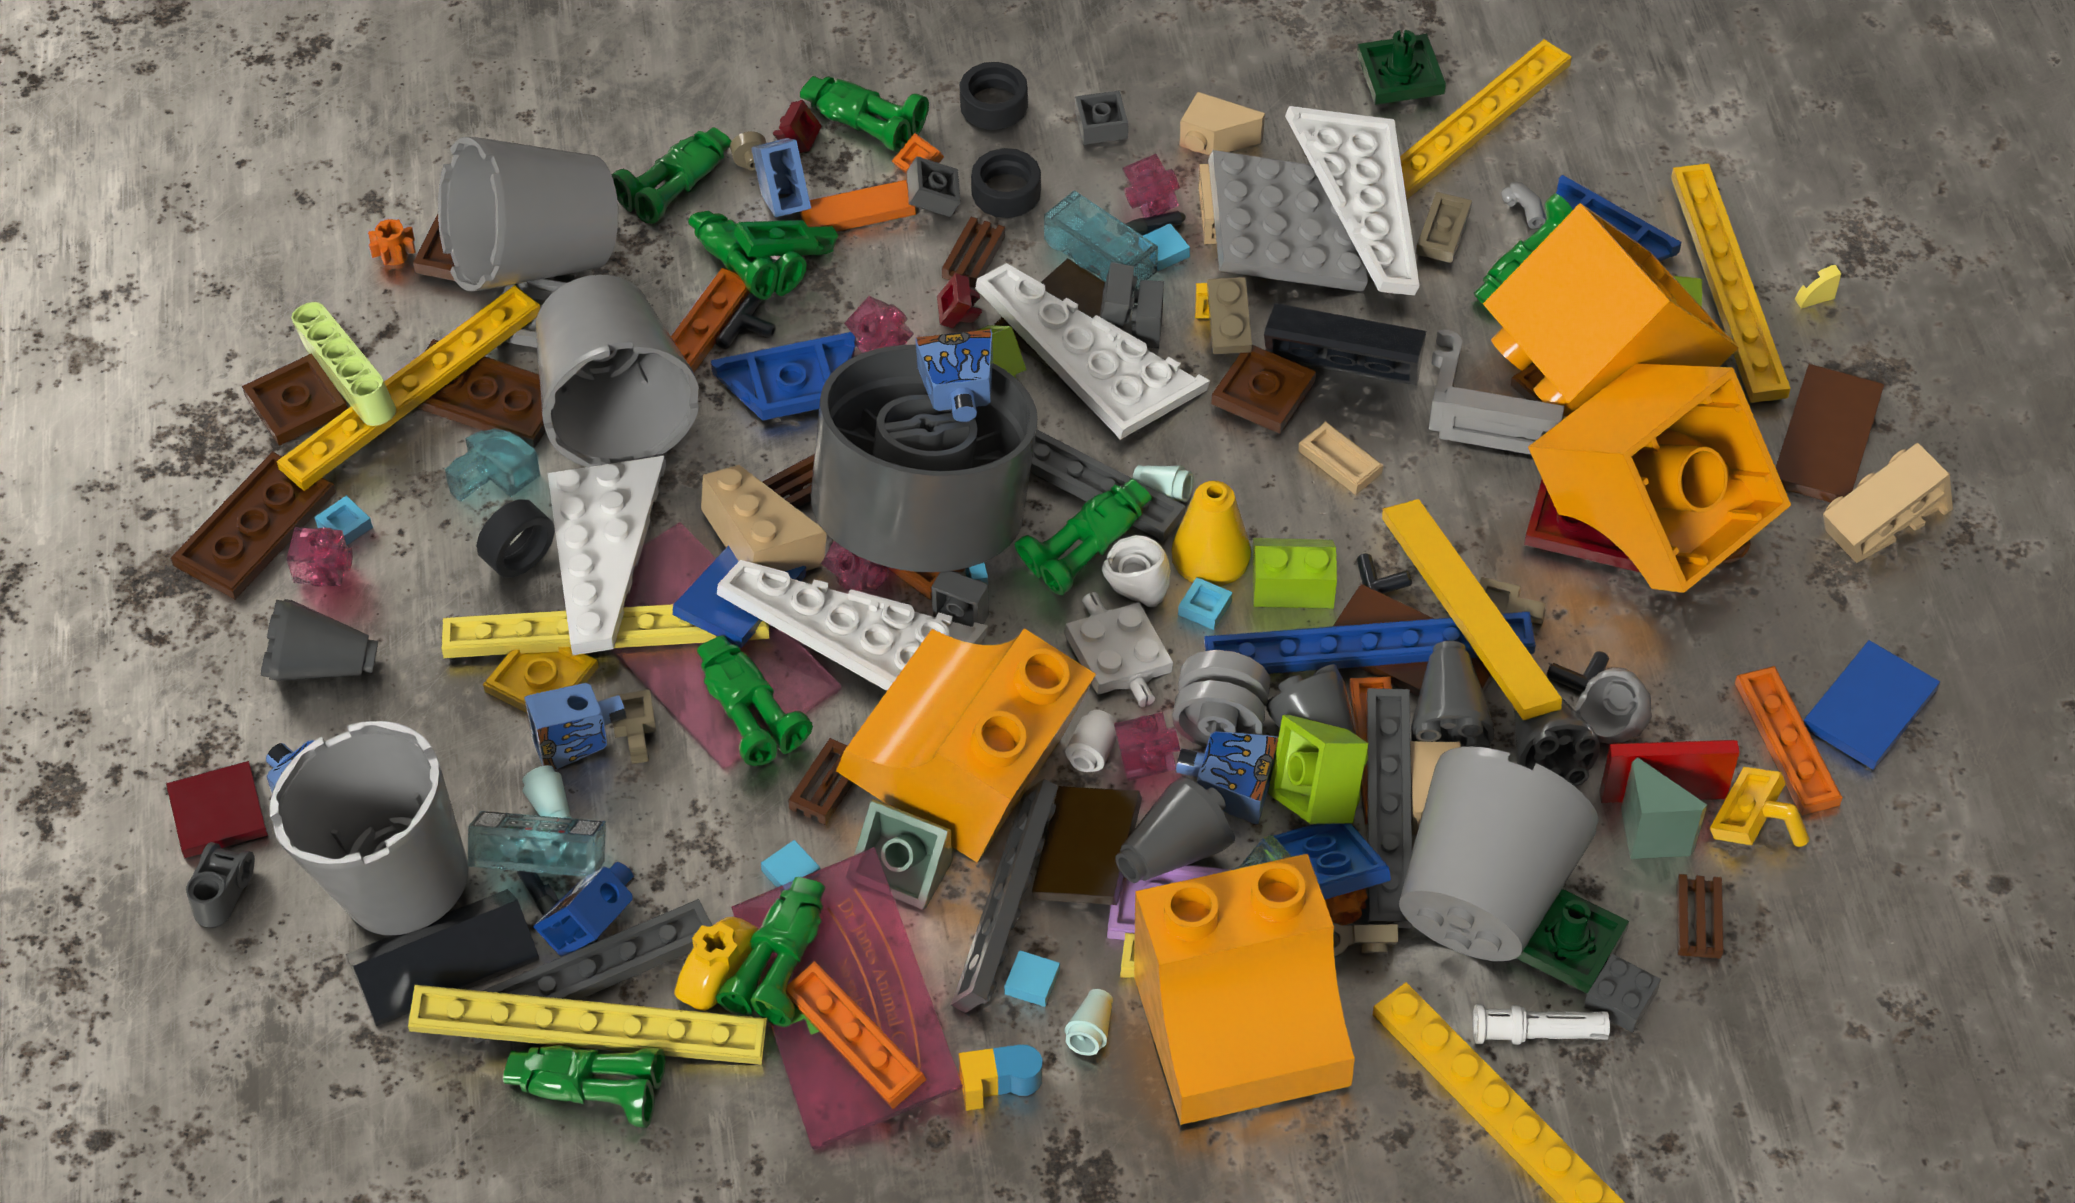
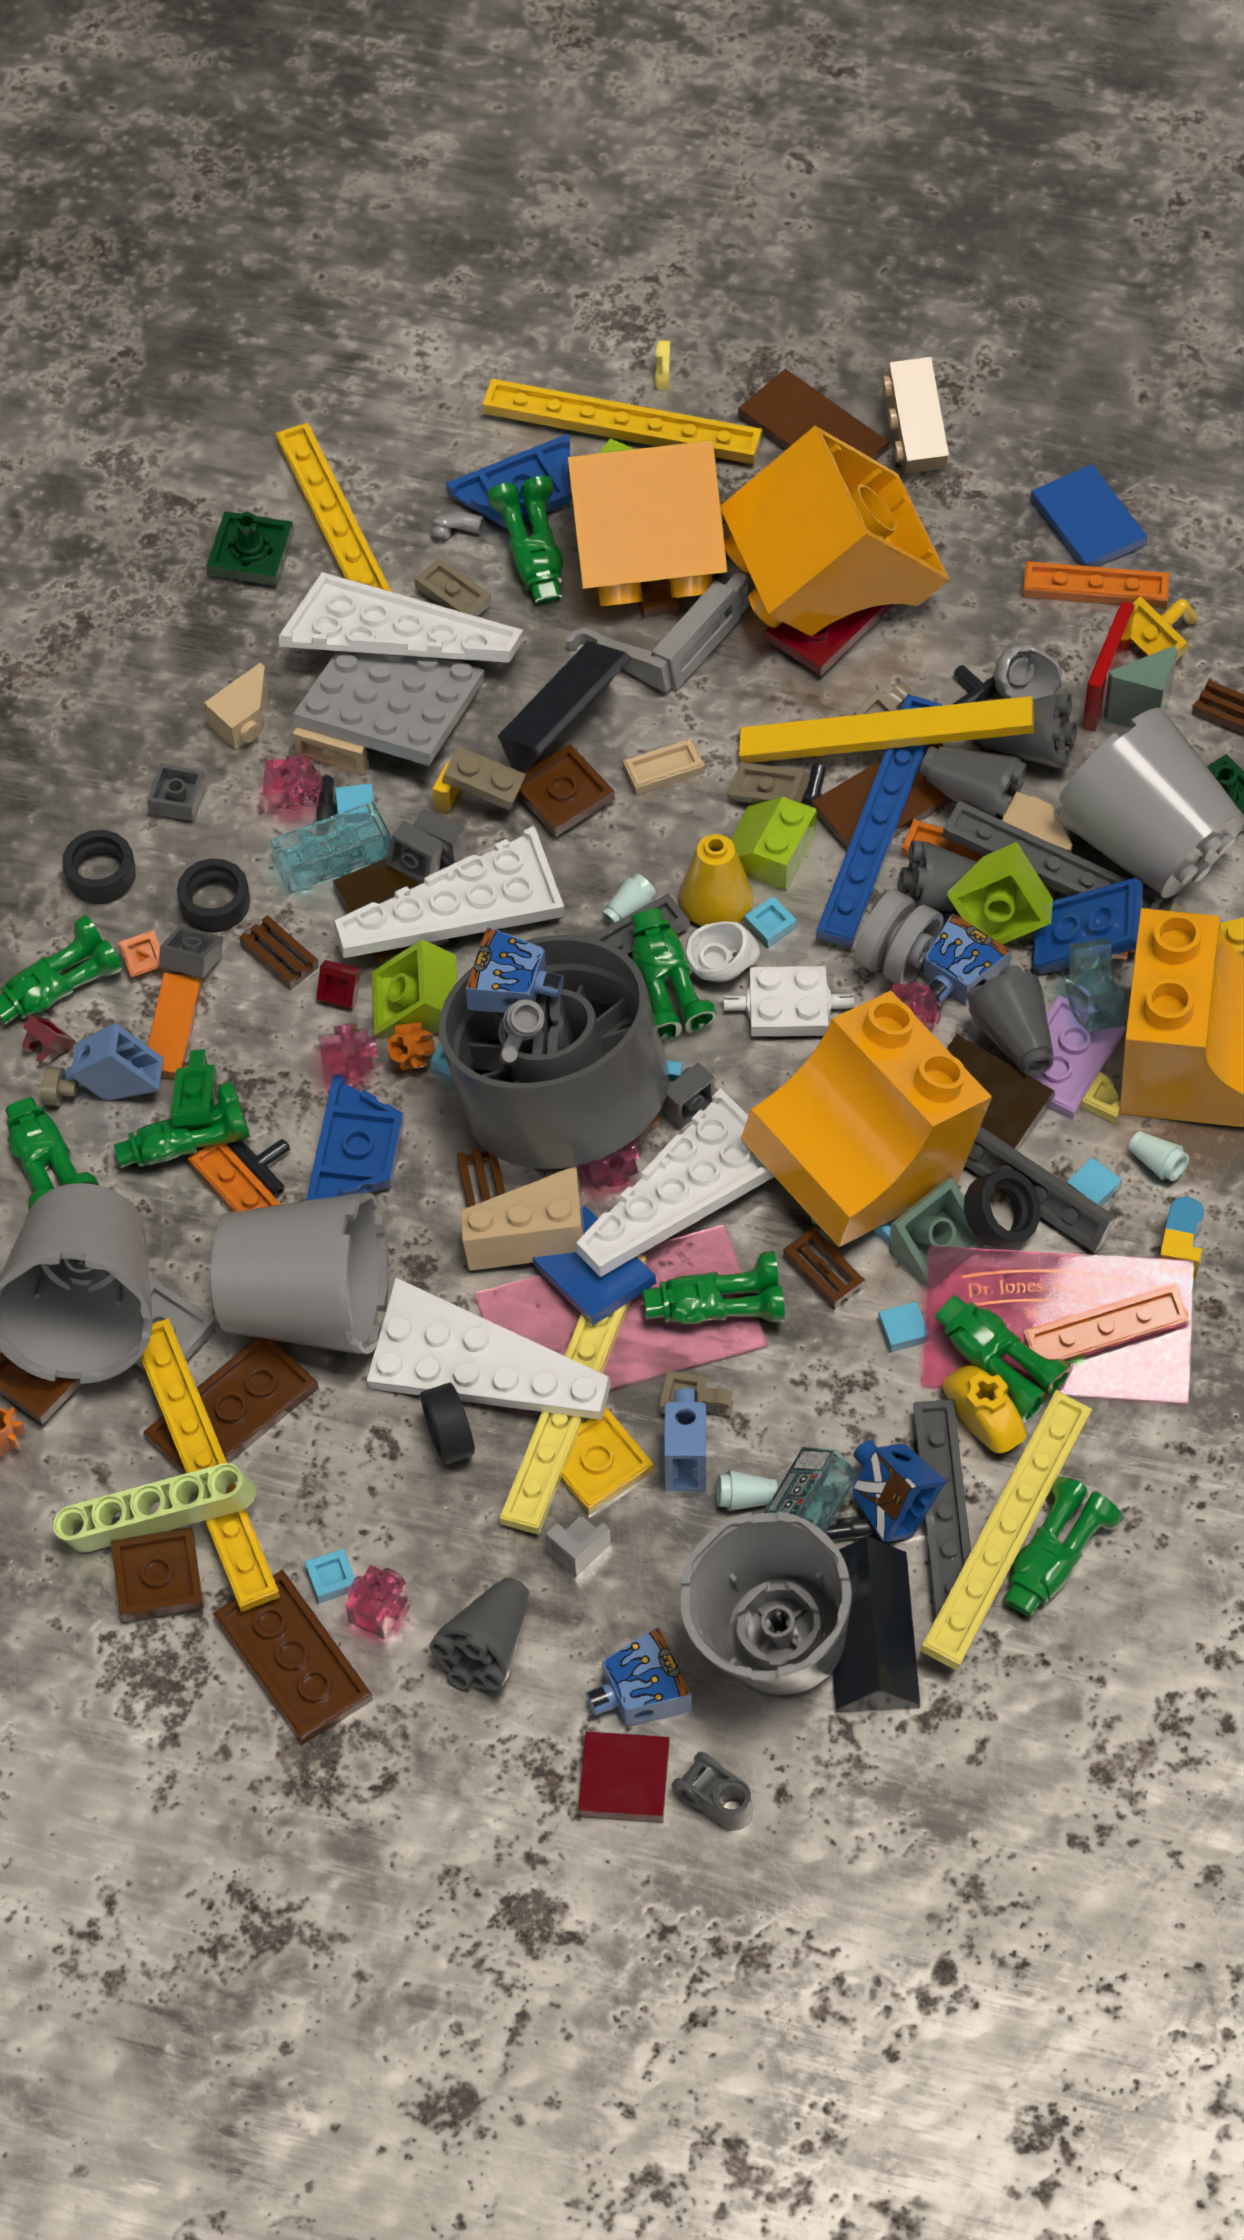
camera: 65 degrees left, 5 degrees up
(439, 690) = (577, 1544): none -> light grey panel
(493, 457) = (331, 1414): clear light blue brick -> none
(901, 394) = (521, 1023): none -> light grey piece
(961, 927) = (980, 1214): none -> black tyre
(1355, 541) = (762, 783): none -> dark tan plate

